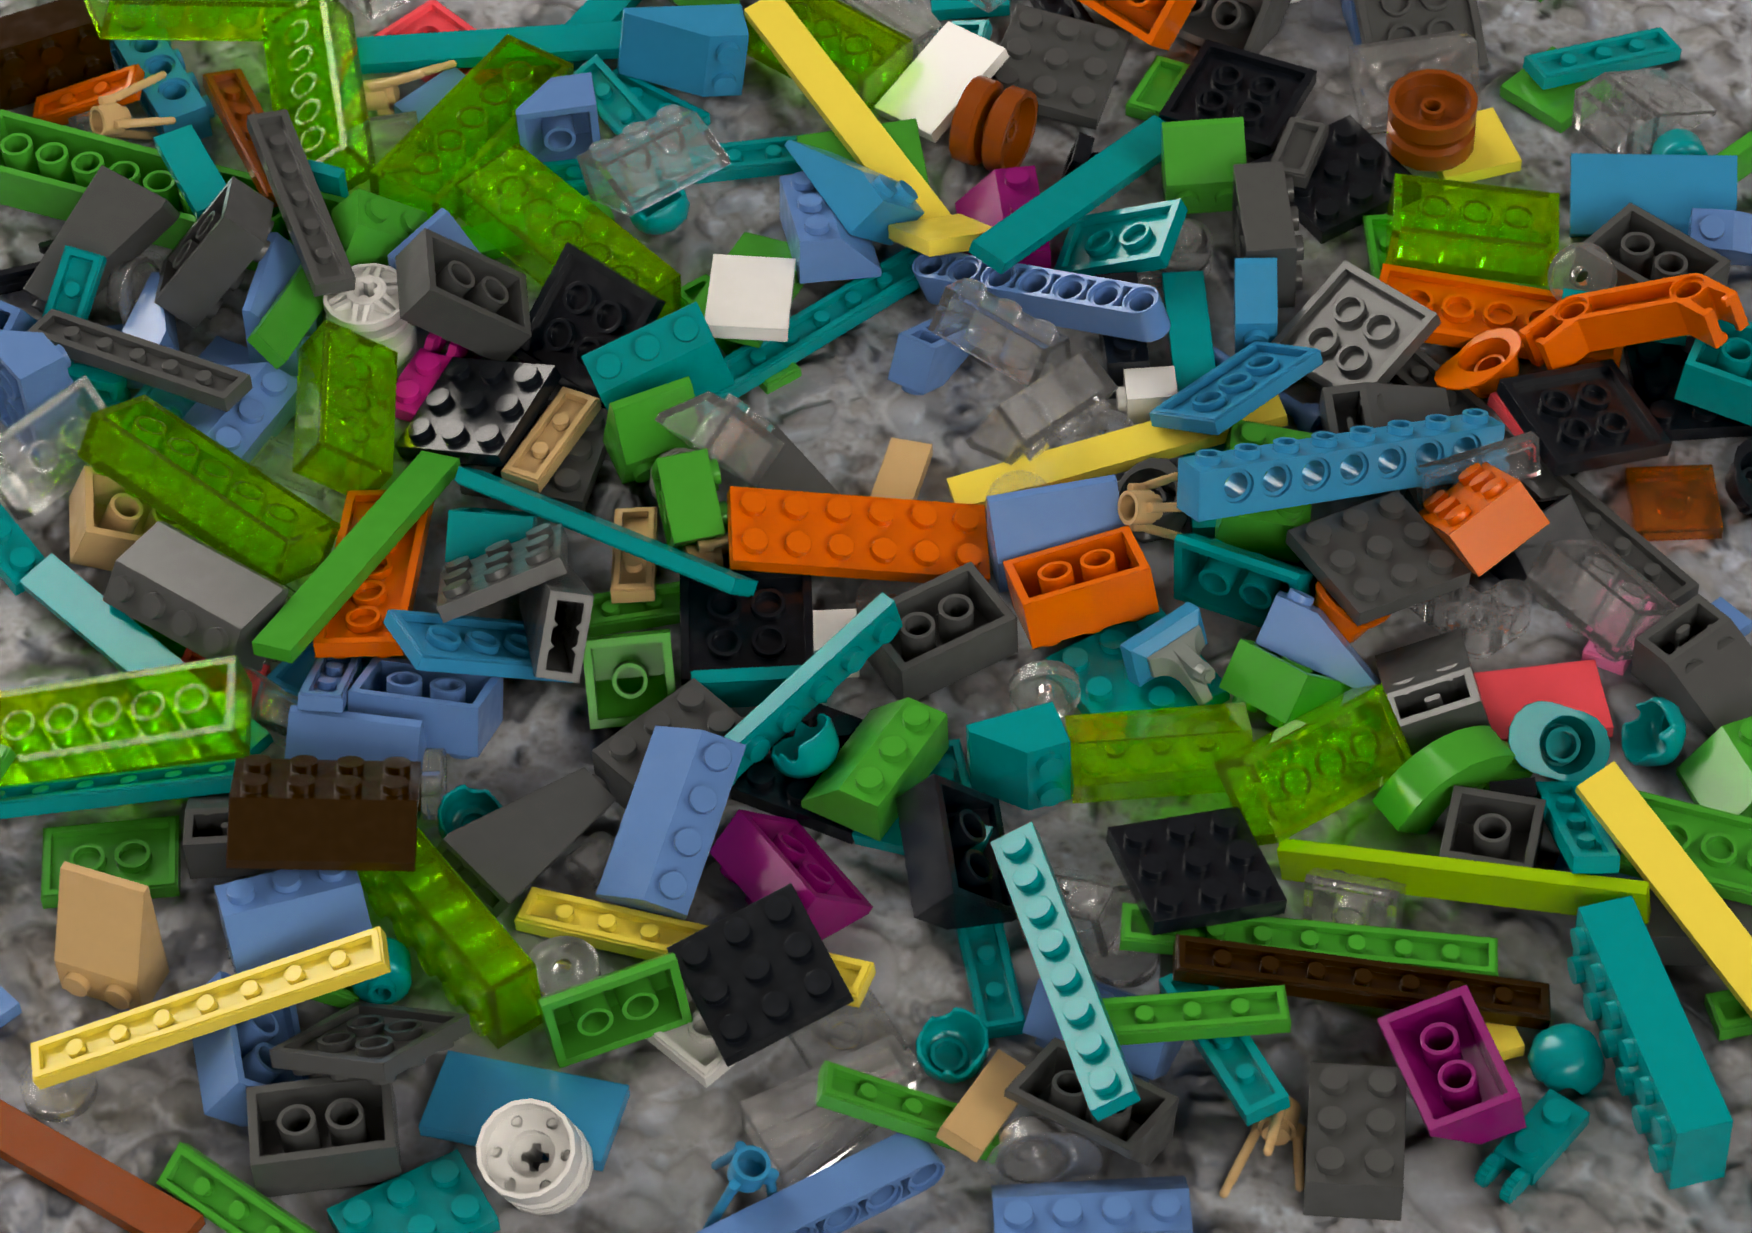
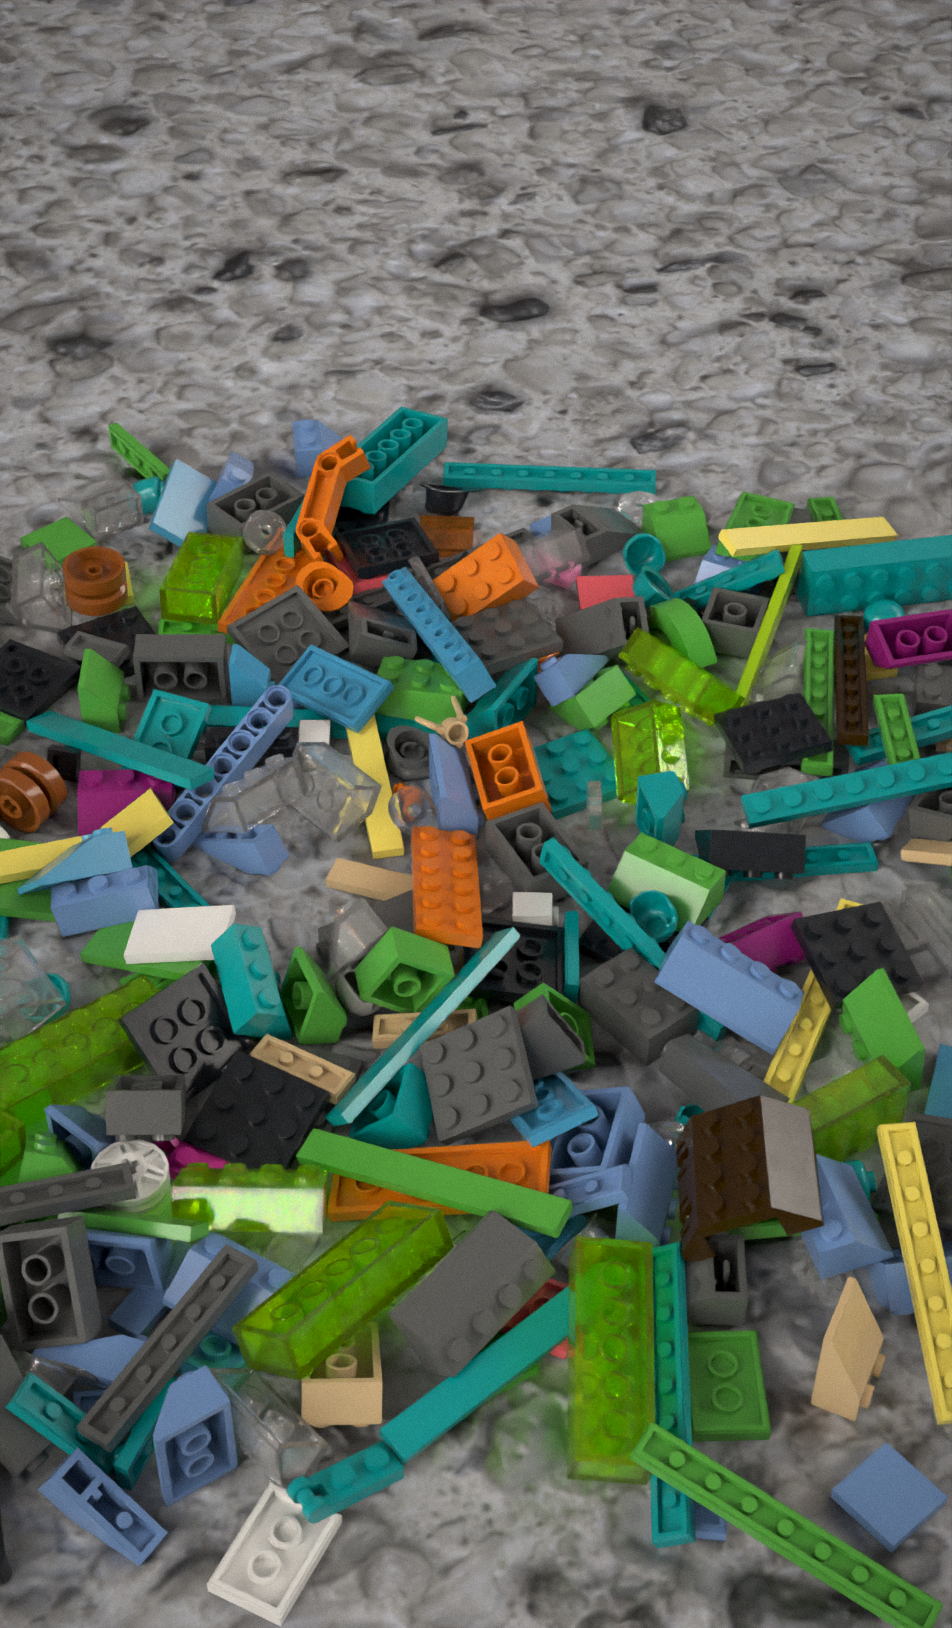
camera: 90 degrees left, 5 degrees down
(953, 1046) = (900, 869): teal hair -> none
(1172, 650) = (574, 735): piece -> none
(1593, 58) = (43, 516): teal tile -> none

